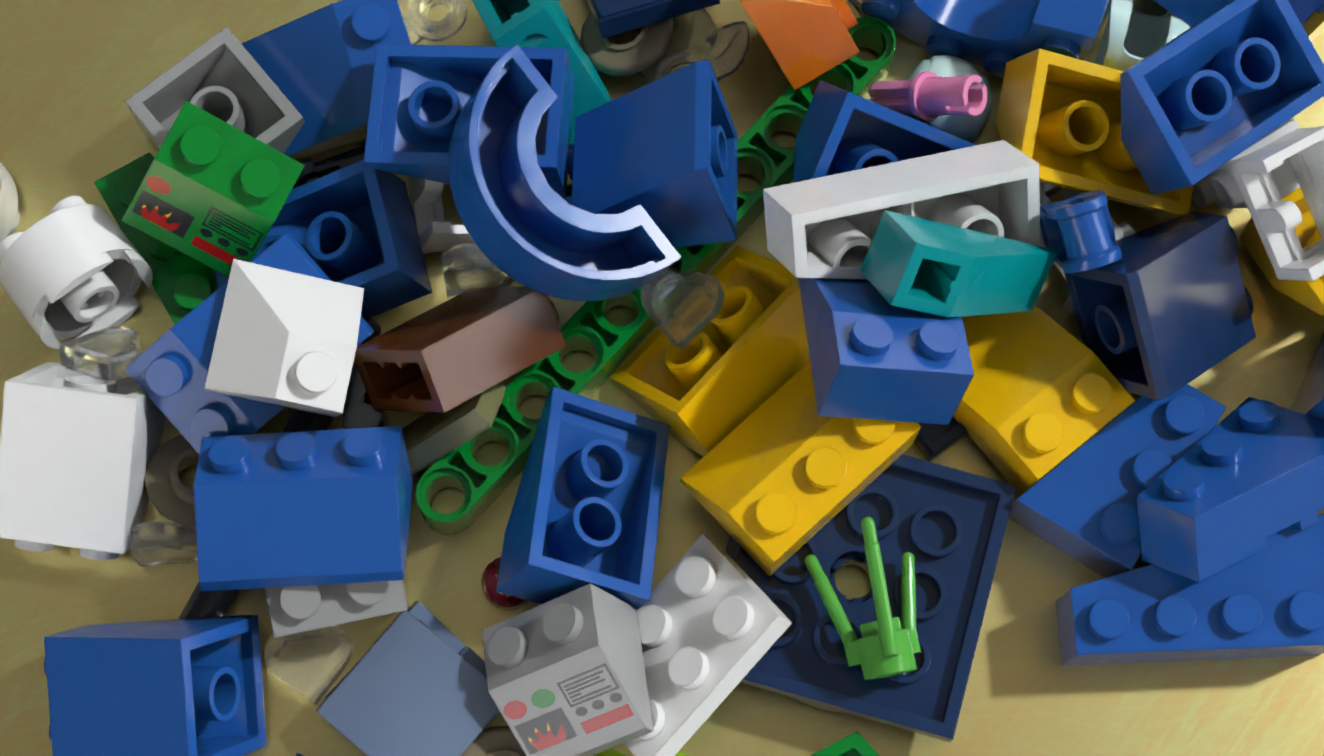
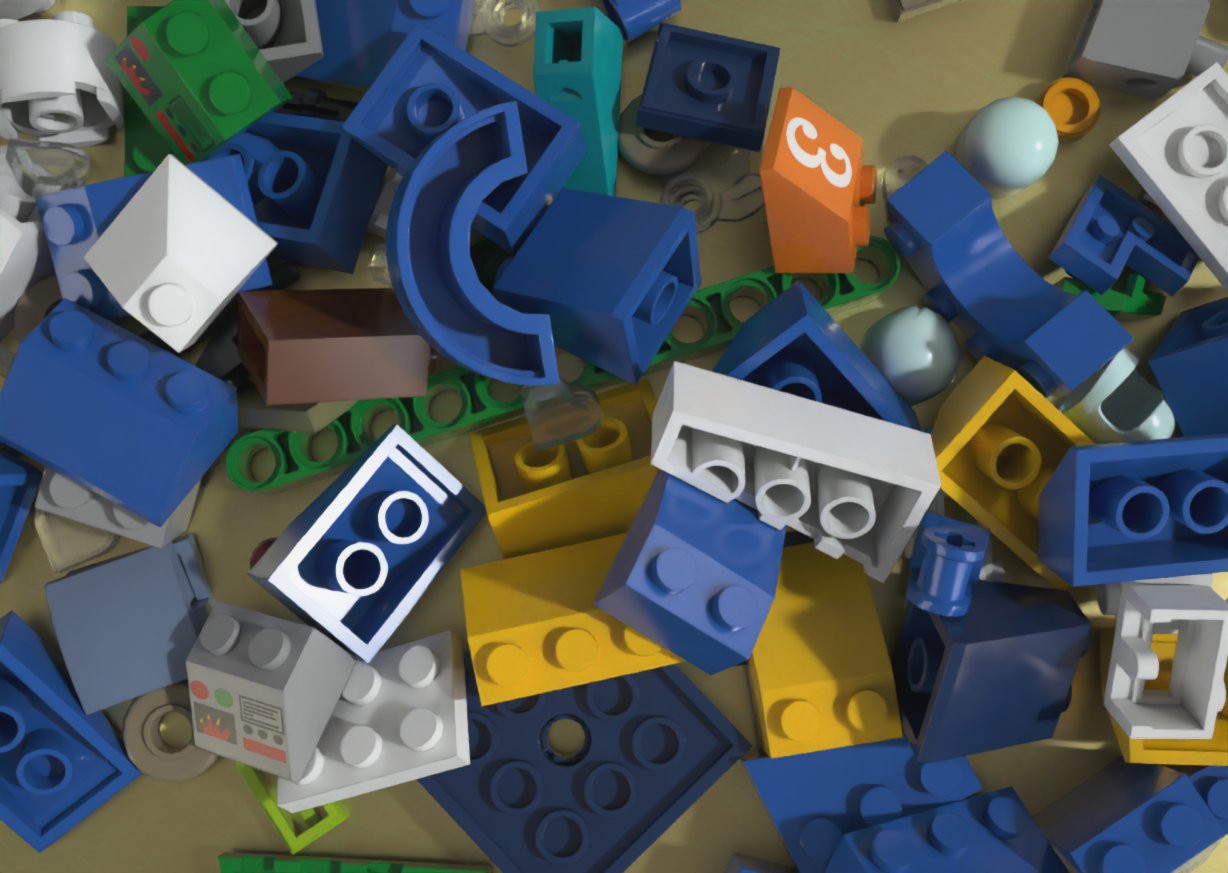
camera: 30 degrees right, 10 degrees up
(885, 644) = (545, 824): bright green plant -> none
(932, 96) = (893, 350): bright pink axle -> none
(953, 268) = (795, 539): teal slope -> none

